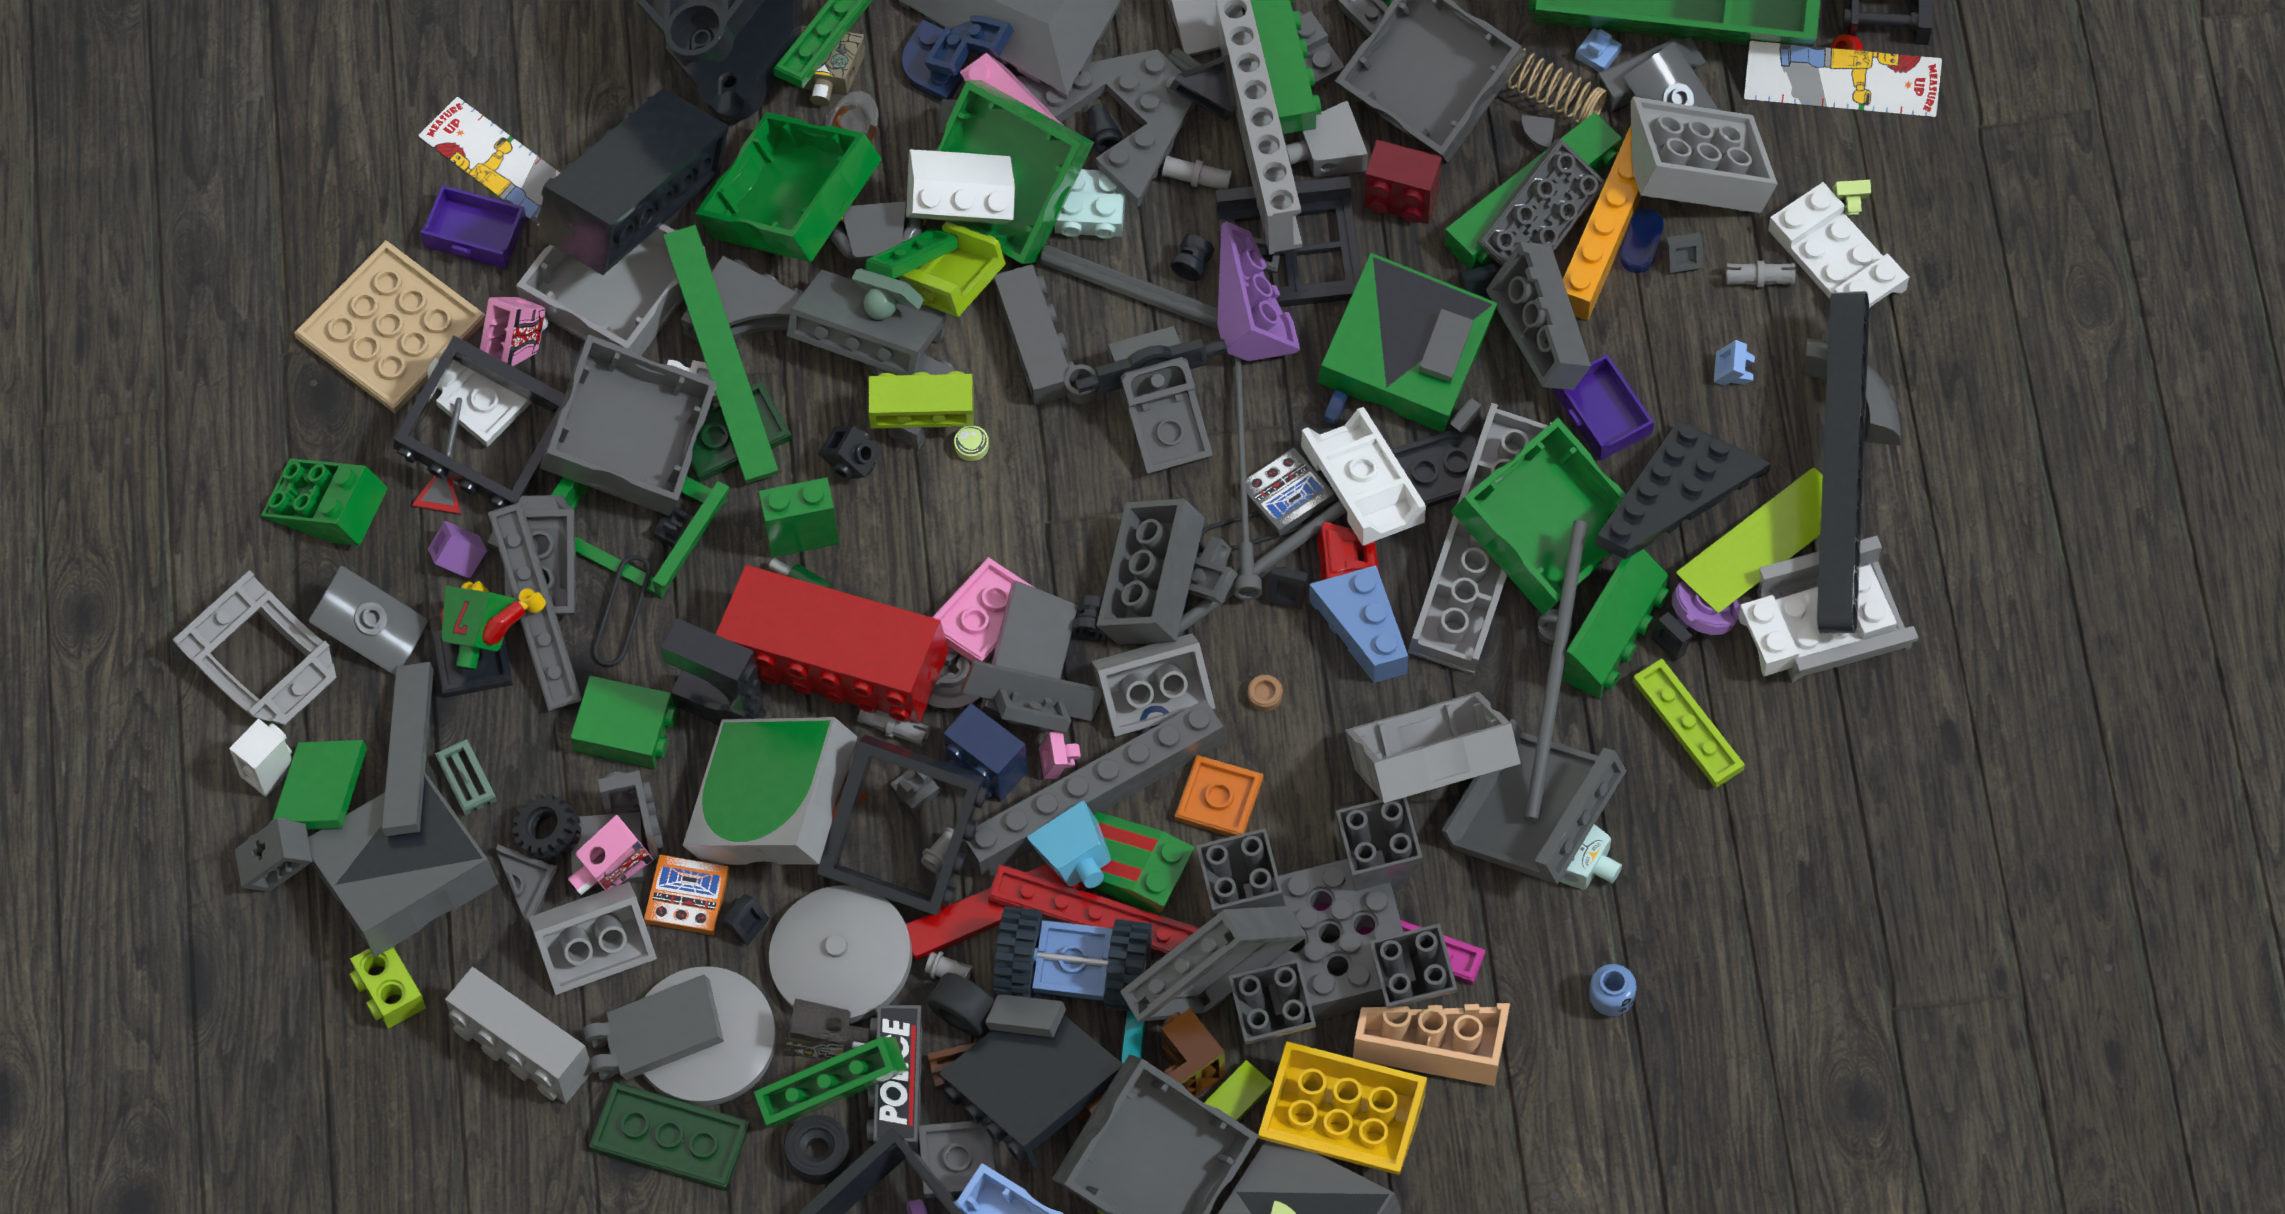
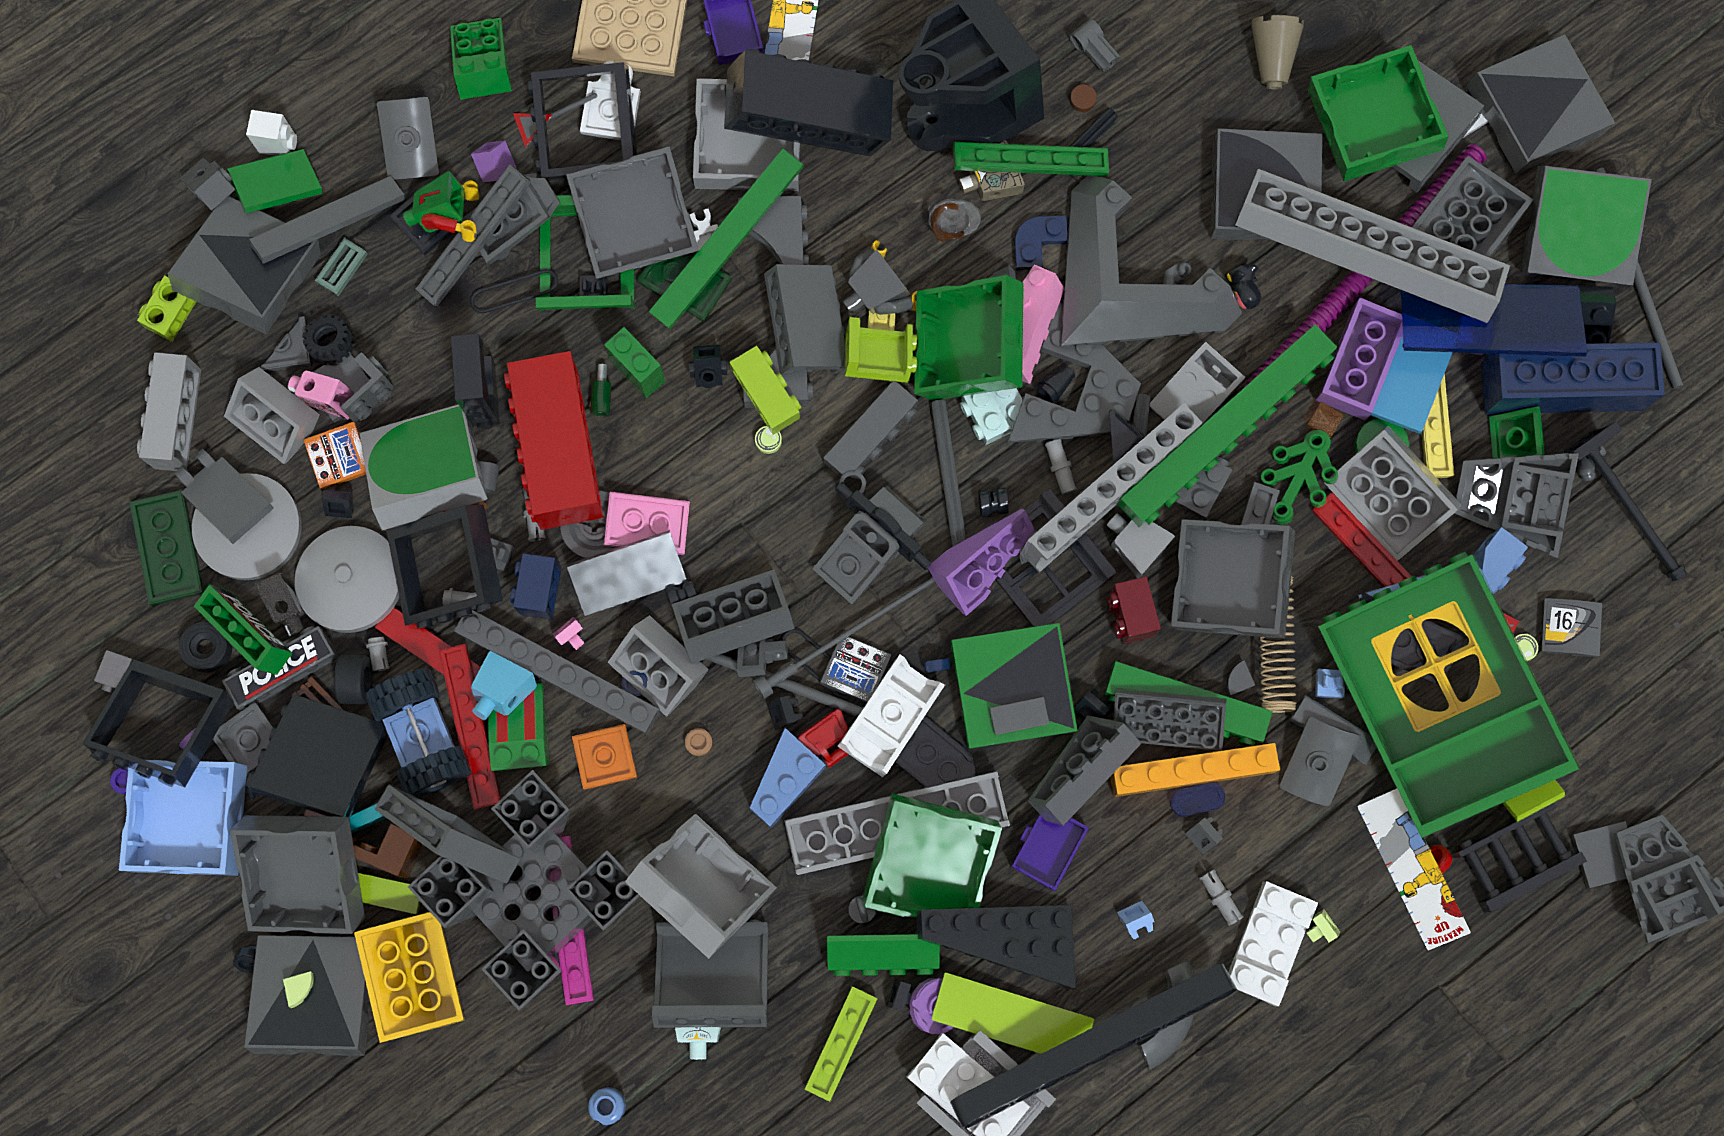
camera: 55 degrees right, 15 degrees up
(228, 615) = (349, 48): light grey wedge -> none
(512, 329) = (663, 96): bright pink torso -> none
(623, 722) = (427, 340): green brick -> none
(788, 186) = (874, 207): green tile -> none
(885, 293) = (824, 318): sand green tile -> none
(912, 253) = (869, 317): green tile -> none
(960, 187) = (937, 318): white slope -> none
(977, 35) = (1063, 252): dark blue plate -> none
(1025, 1015) = (359, 727): dark grey tile -> none
(1031, 696) = (588, 594): dark grey bracket -> none
(1435, 1040) = (509, 1029): light nougat wedge -> none
(1468, 416) = (983, 758): dark grey tile -> none
(1555, 671) = (813, 935): dark grey piece -> none
(1699, 156) = (1281, 804): light grey slope -> none

